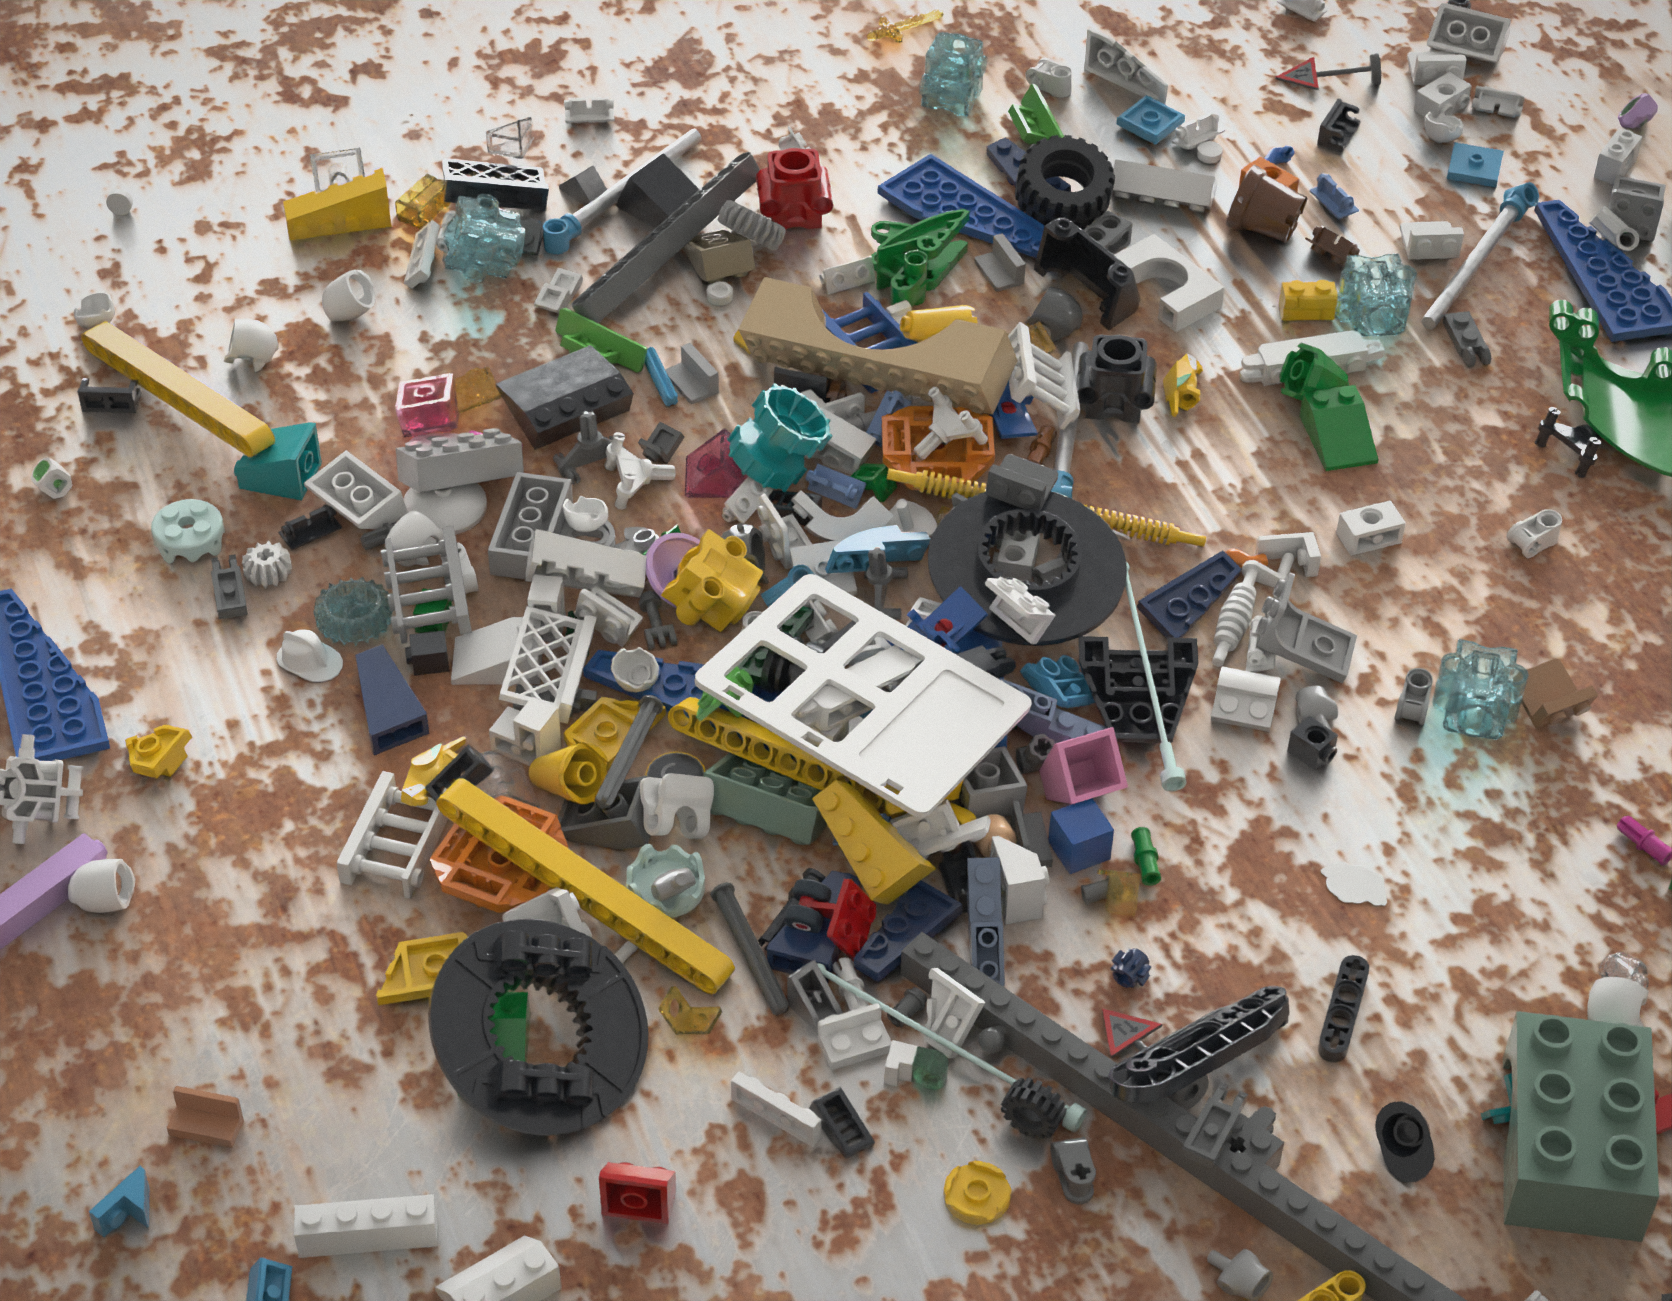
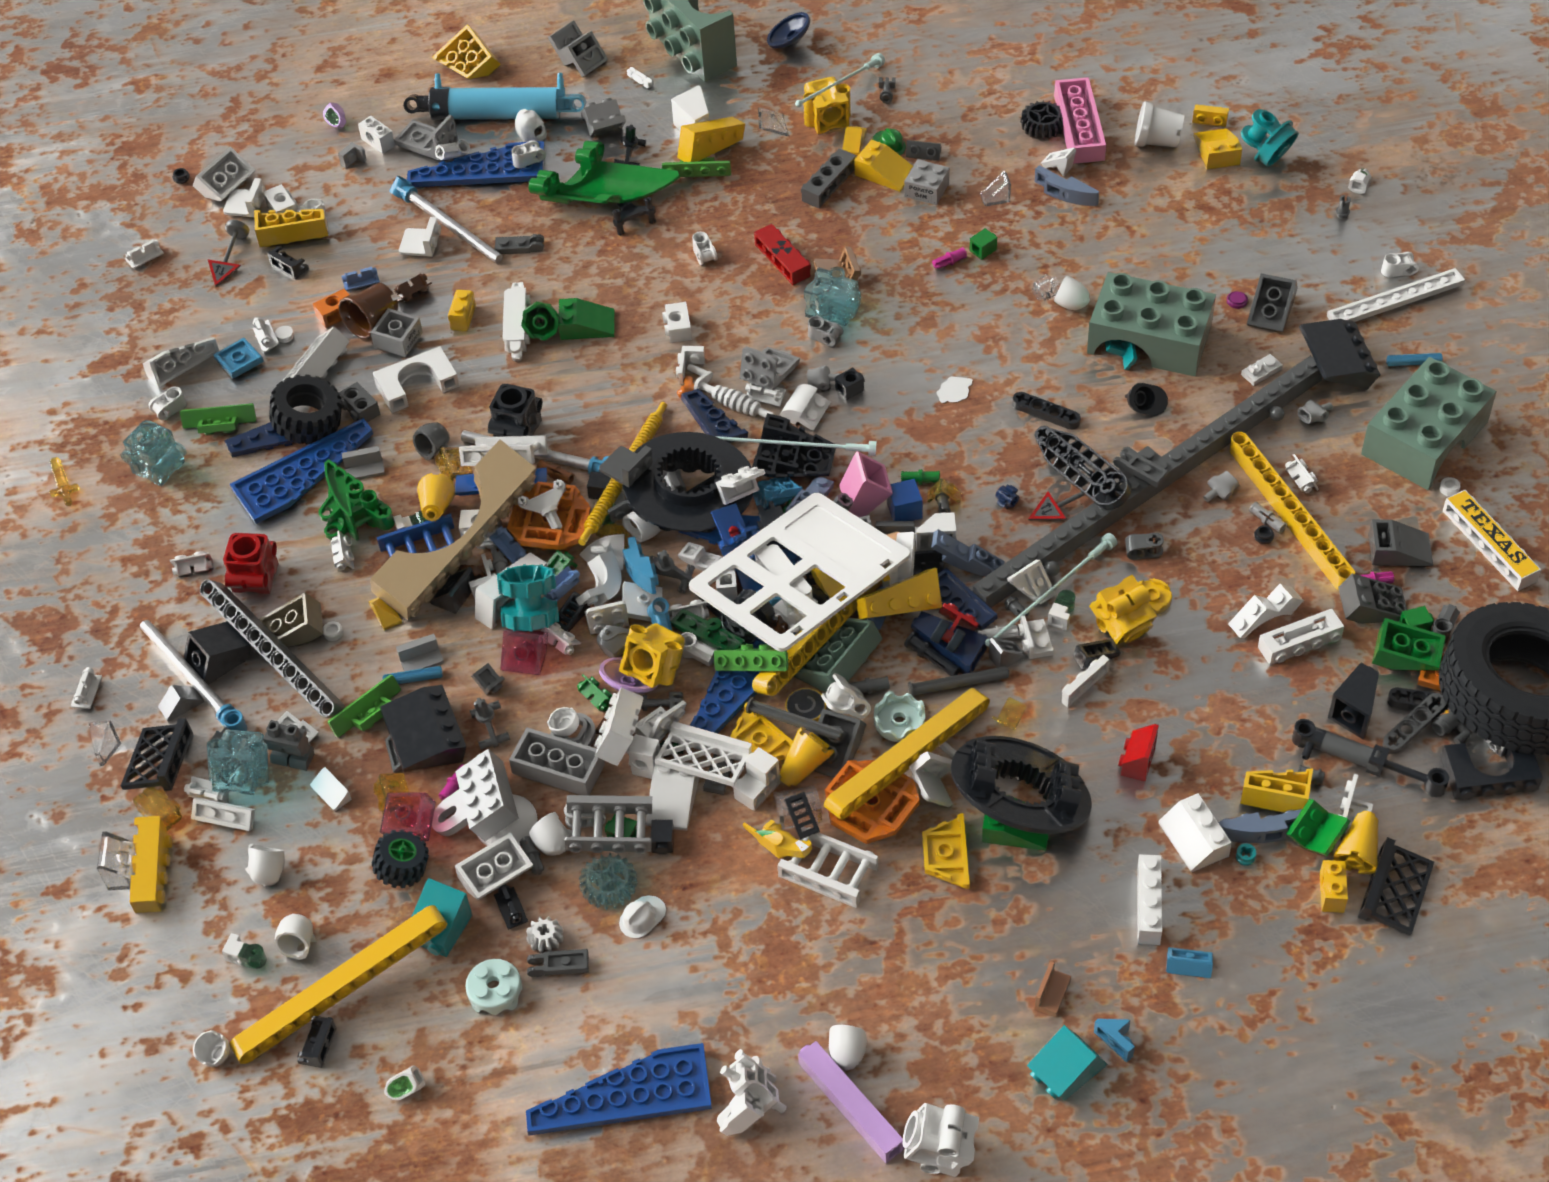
camera: 75 degrees left, 5 degrees up
(80, 1146) = (1065, 1064): none -> teal slope
(119, 202) = (69, 1031): white tile -> none
(158, 752) = (717, 1013): yellow plate -> none
(228, 307) = (243, 953): none -> leg
(361, 407) = (400, 858): none -> black wheel
(389, 703) = (701, 865): dark blue slope -> none
(473, 339) = (330, 789): none -> white slope
(519, 278) = (288, 745): none -> dark grey hips
(632, 470) = (515, 696): white axle -> none
(635, 669) = (720, 708): white hair -> none
(637, 539) = (591, 707): light grey plate -> none
(672, 883) = (913, 707): light grey piece -> none
(723, 843) = (869, 685): none -> dark grey pin
(751, 225) = (281, 593): light grey gear -> none
(908, 1134) = (1124, 611): none -> yellow piece
(1033, 1108) = (1106, 554): black tyre -> none
(1071, 250) = (421, 399): black windscreen -> none
(1181, 384) = (514, 380): yellow animal -> none
(1238, 244) = (396, 332): none -> light grey brick
(1280, 154) = (303, 300): blue arm -> none
(1375, 294) = (475, 271): clear light blue piece -> none
(1398, 109) = (289, 226): none -> yellow wedge
(1475, 164) = (351, 205): dark azure plate -> none
(1509, 102) = (299, 174): white hinge -> none
(1564, 624) = (782, 254): none -> red brick
(1567, 141) = (351, 154): none -> light grey bracket
(1639, 301) = (526, 154): none -> white piece

